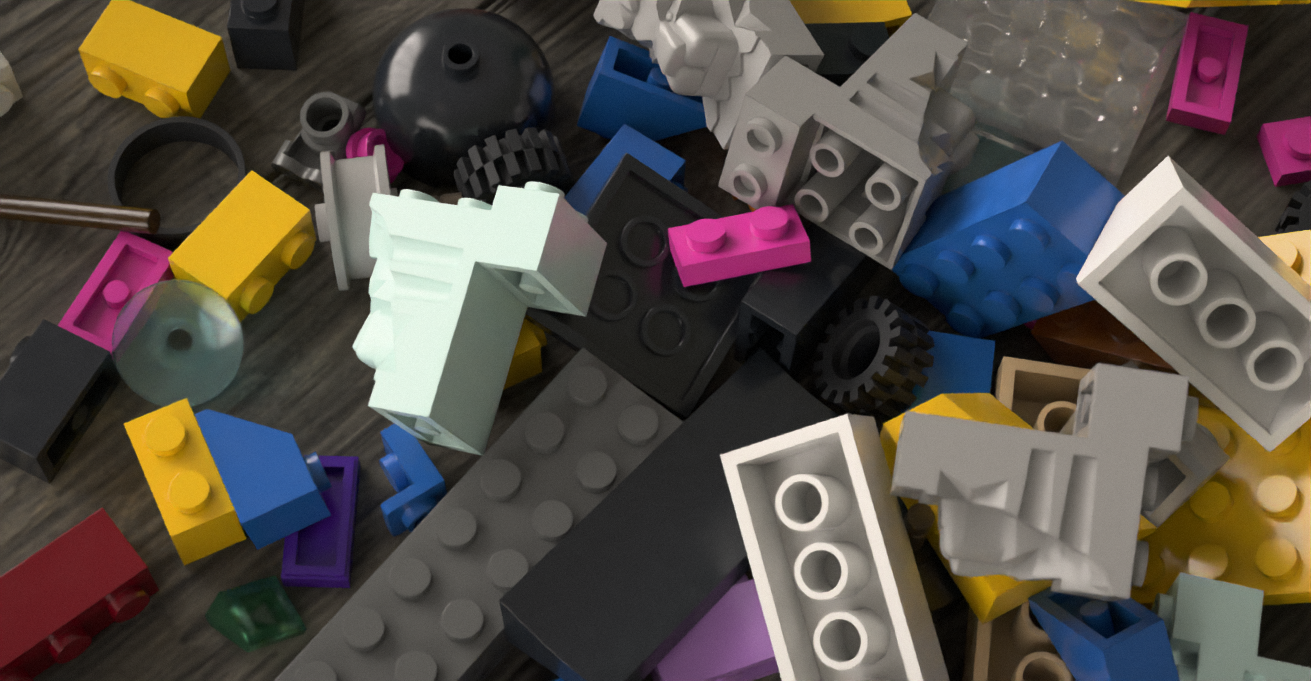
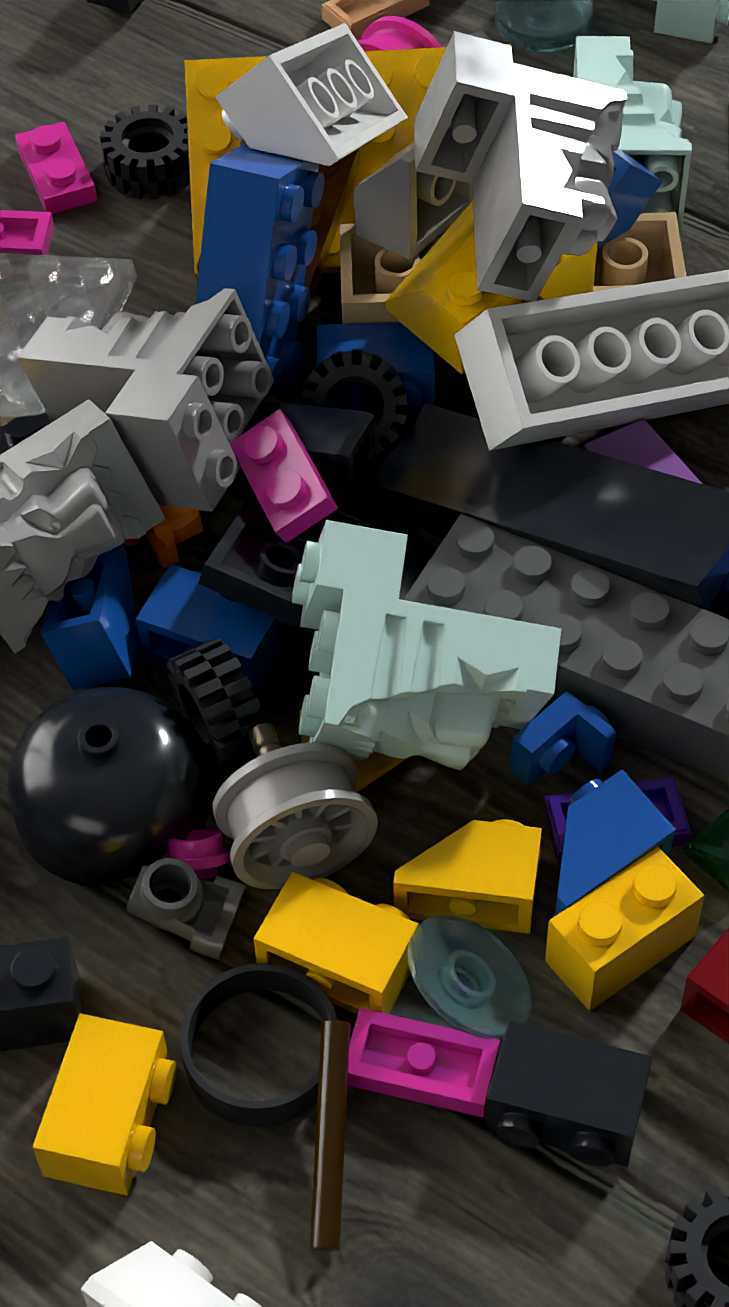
camera: 95 degrees left, 10 degrees down
(278, 375) = (475, 874): none -> yellow slope

